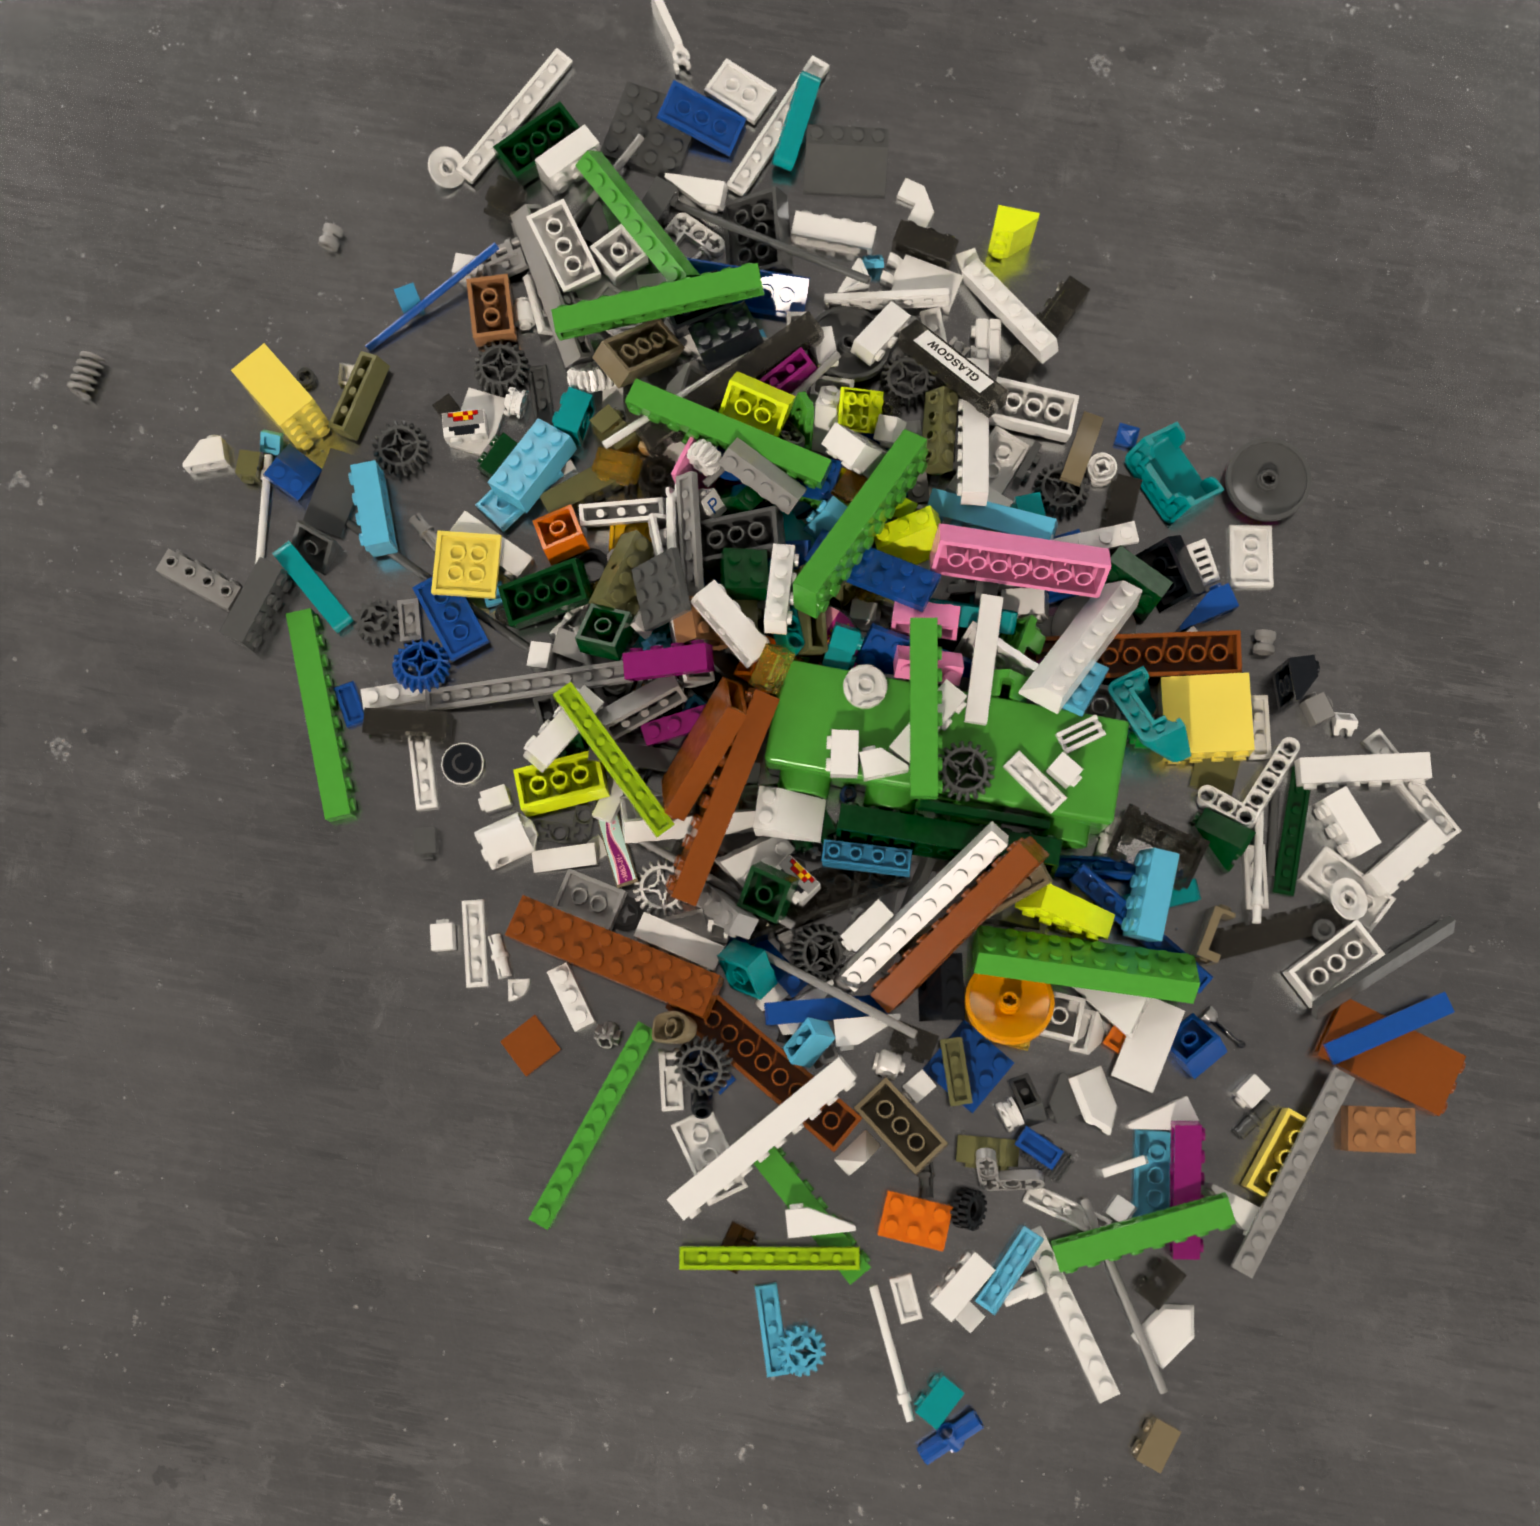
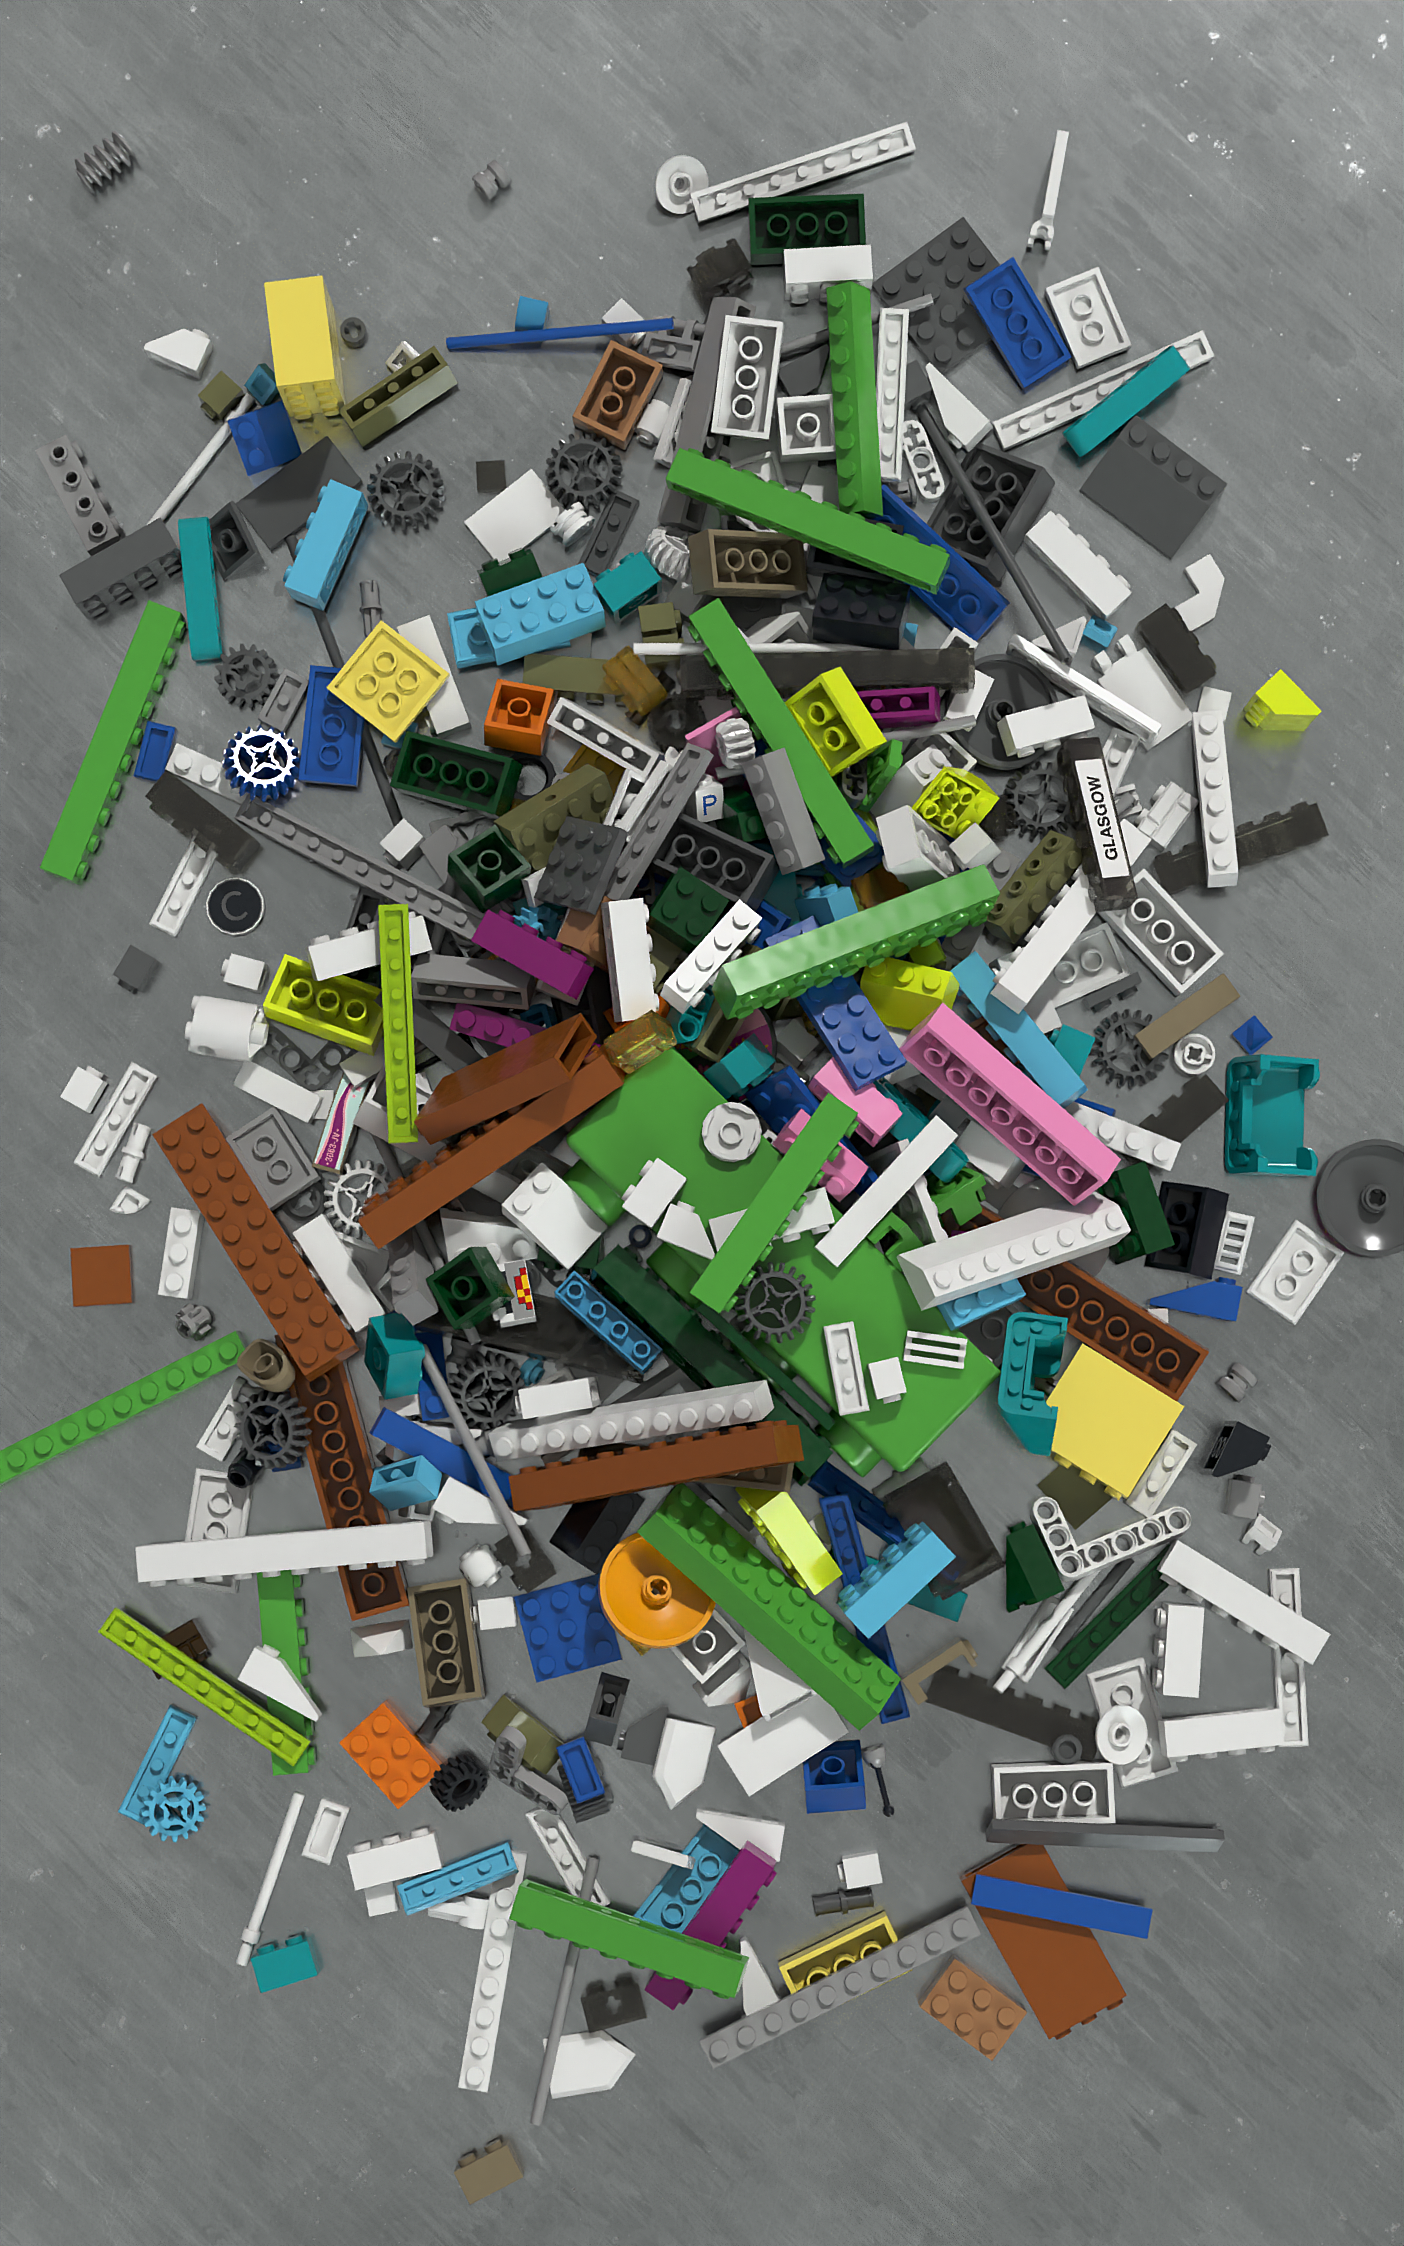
camera: 35 degrees right, 5 degrees up
(465, 427) = (494, 515): brick -> none
(653, 200) = (891, 389): none -> white tile
(837, 922) = (531, 1371): none -> medium azure plate
(950, 1437) = (270, 2011): blue piece -> none
(955, 1071) = (547, 1624): olive plate -> none
(1009, 1114) = (575, 1712): white wheel -> none
(1121, 1209) = (627, 1898): white tile -> none

